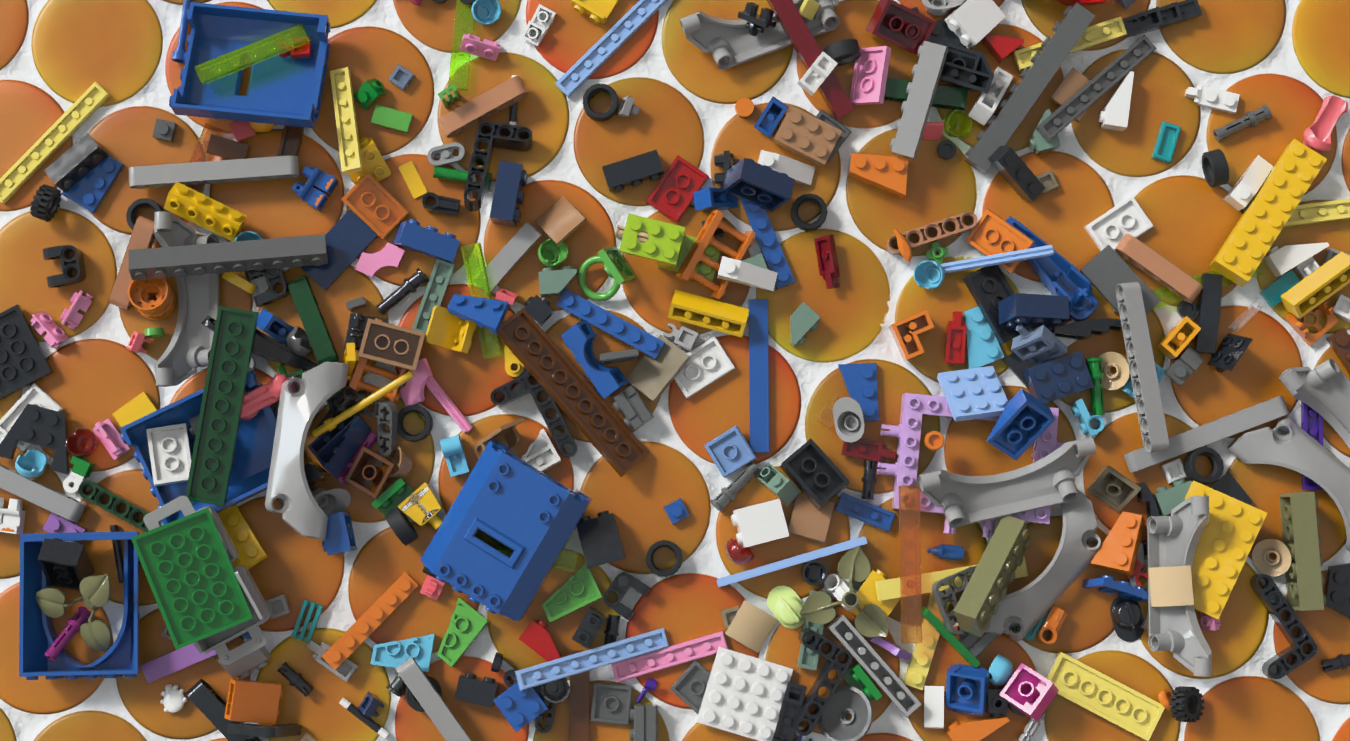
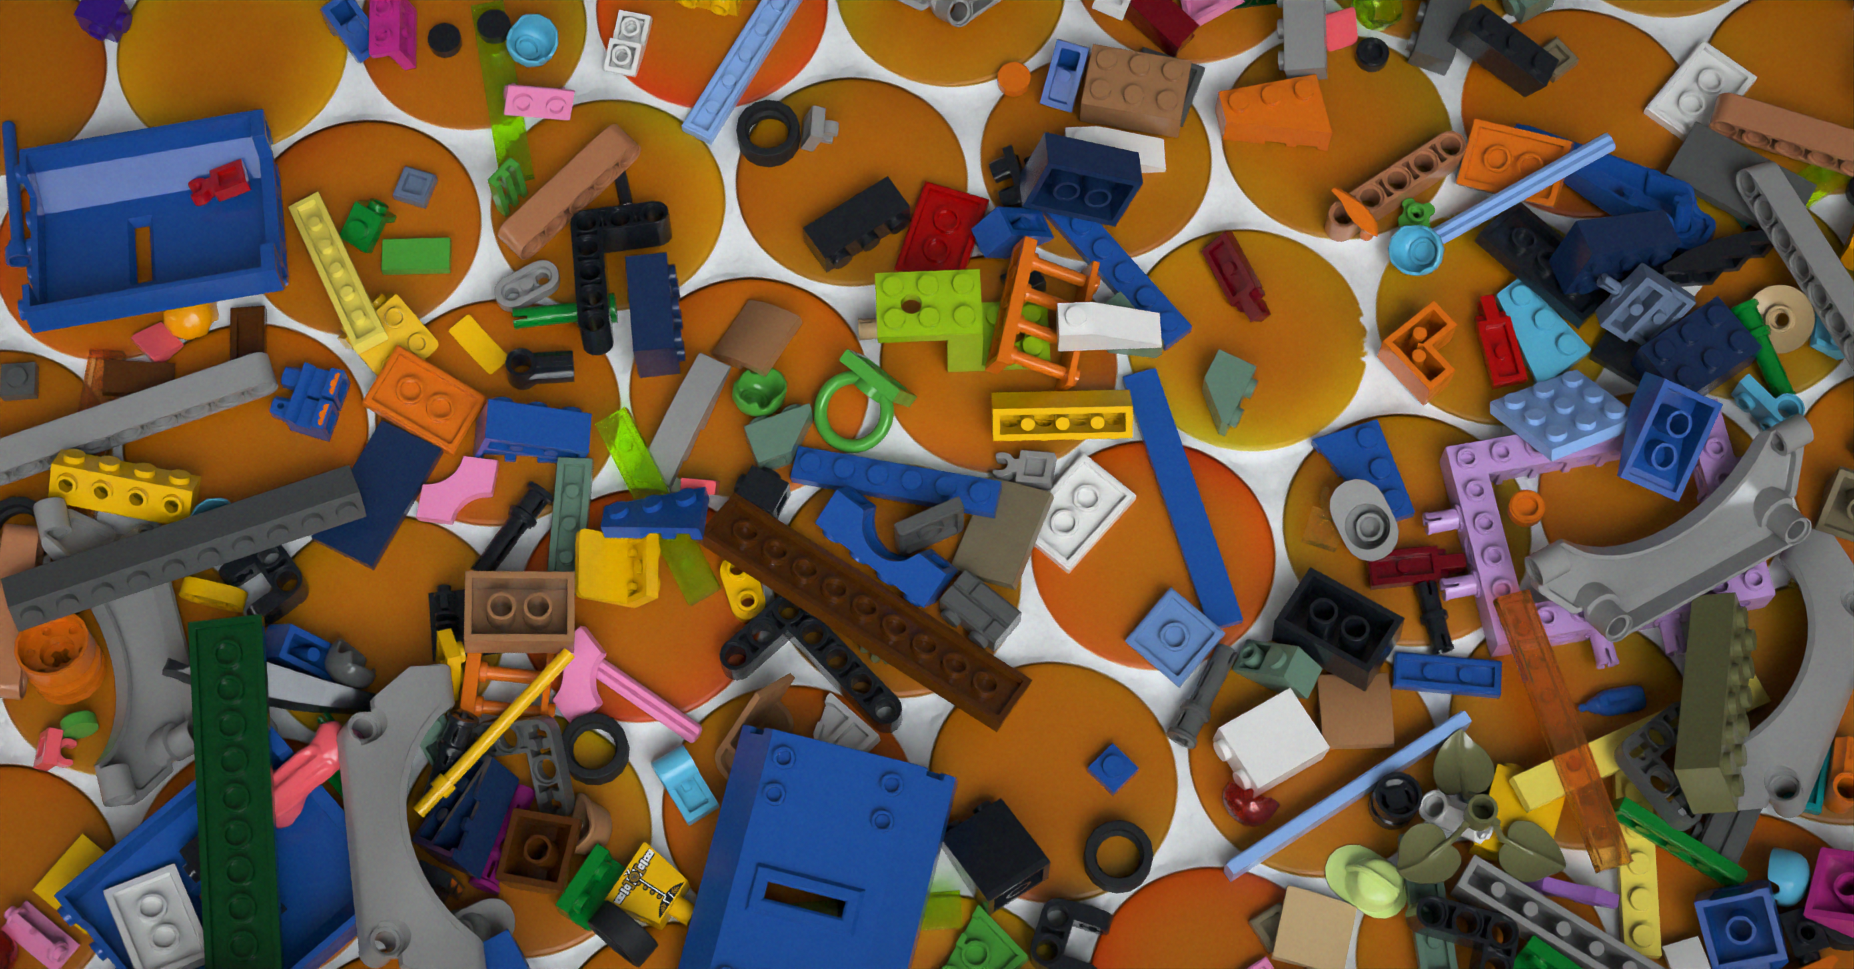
camera: 15 degrees left, 15 degrees down
(251, 54) = (145, 208): clear neon green tile -> none
(312, 320) = (358, 616): dark green beam -> none
(357, 304) = (436, 572): dark grey tile -> none
(812, 198) = (1178, 186): black tyre -> none

